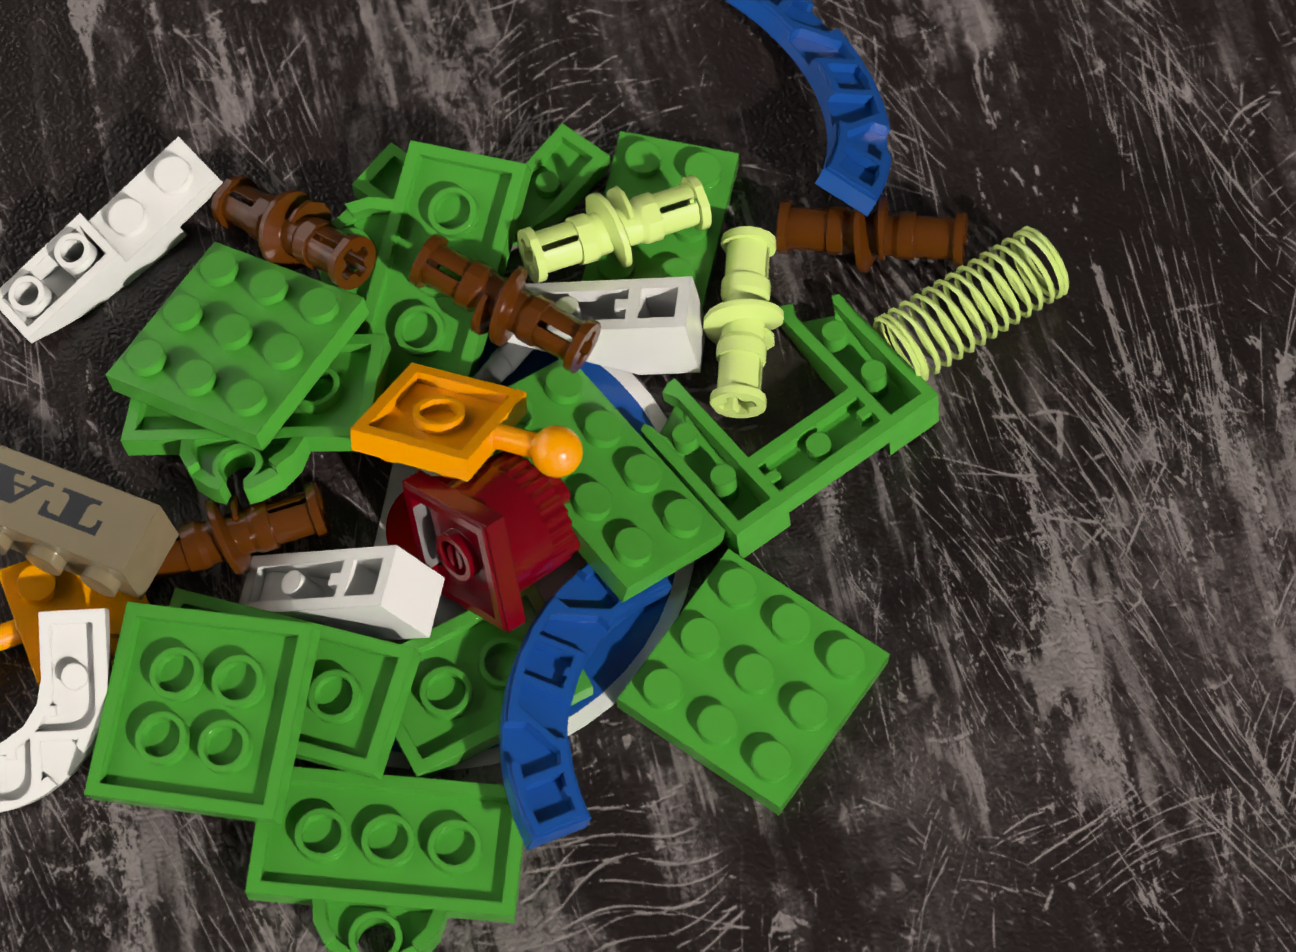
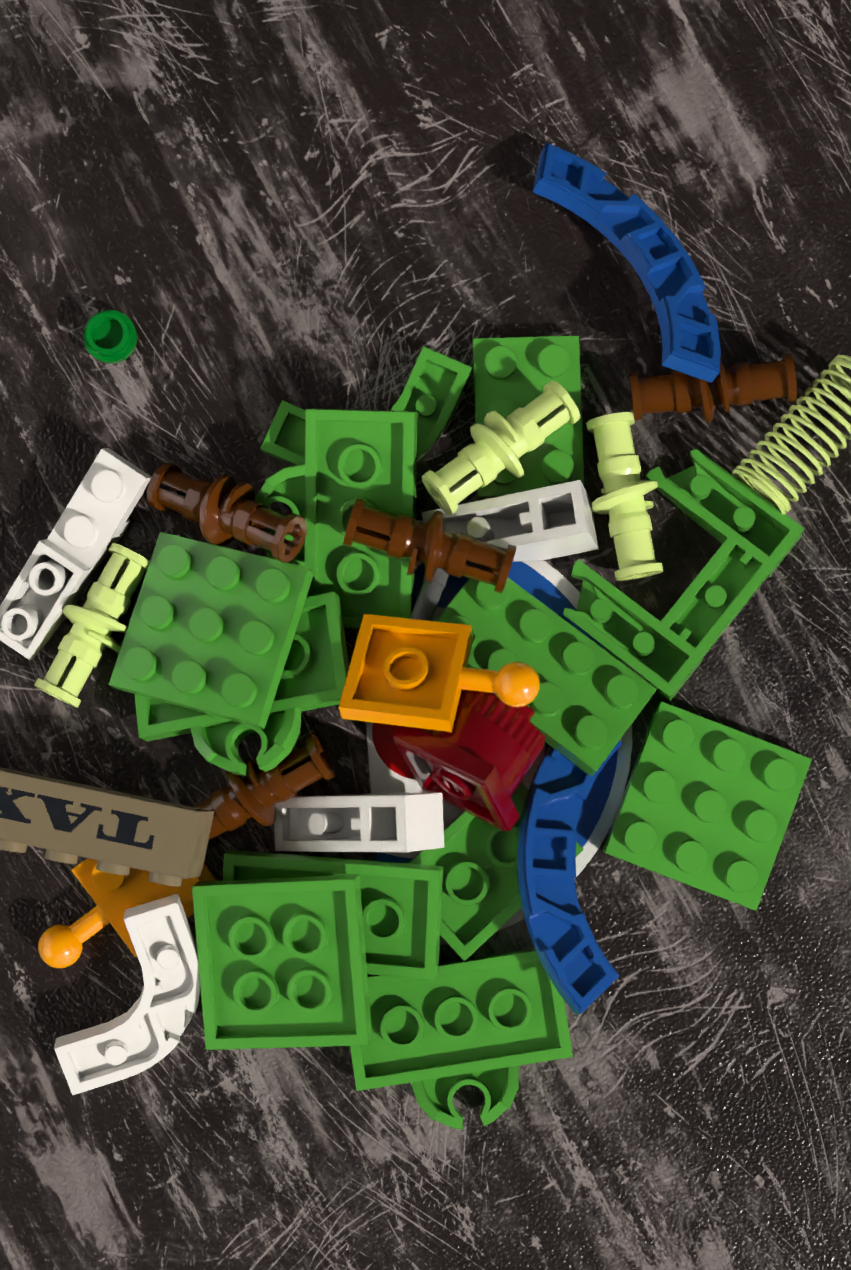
camera: 15 degrees left, 20 degrees up
(107, 320) = (94, 625): none -> yellowish green piece
(225, 45) = (110, 336): none -> green plate

